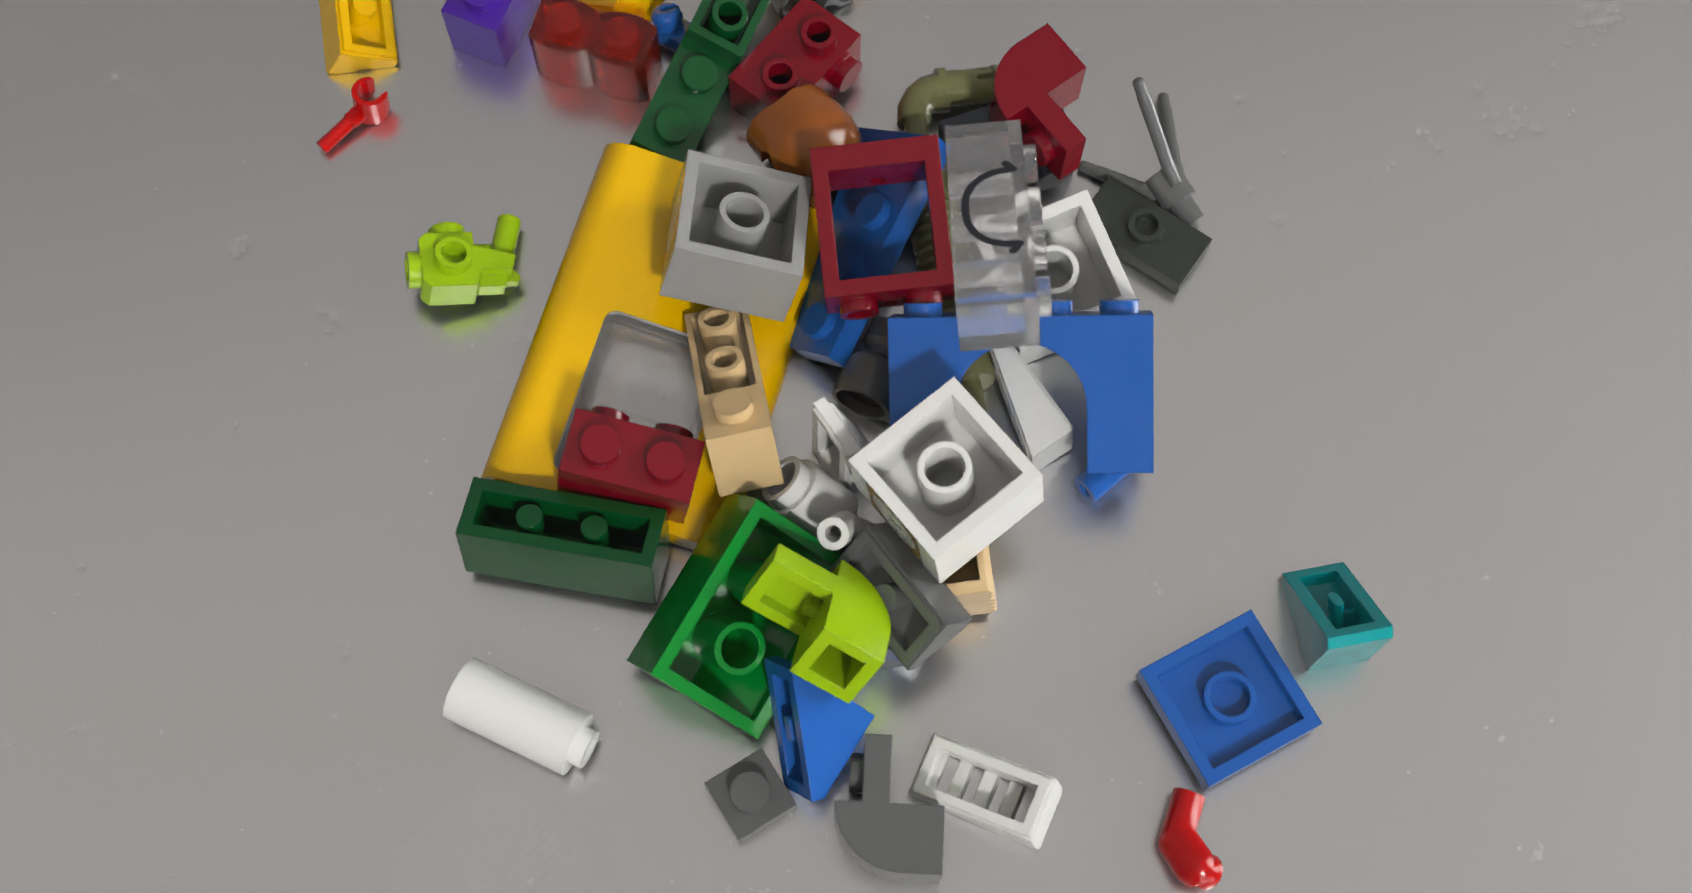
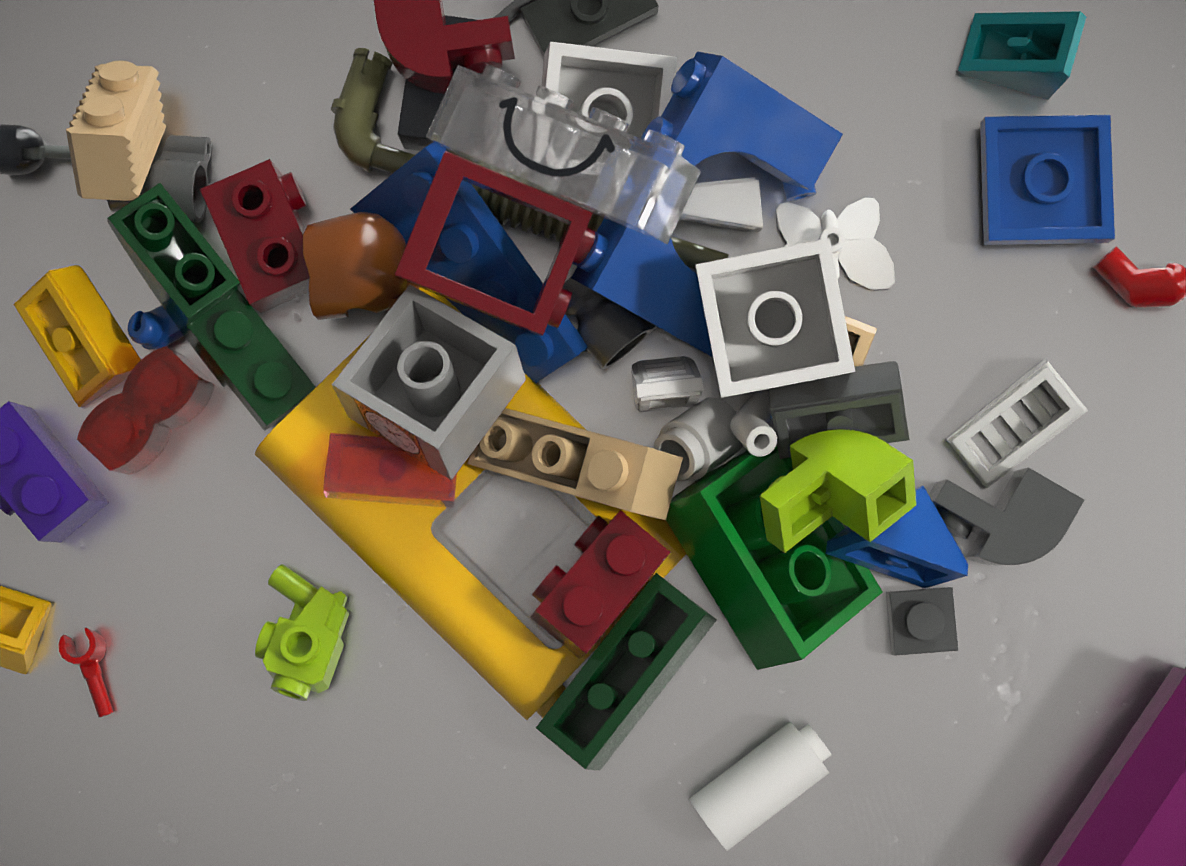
camera: 55 degrees left, 15 degrees up
(637, 244) = (380, 472): none -> clear pink slope
(1066, 548) = (850, 237): none -> white piece

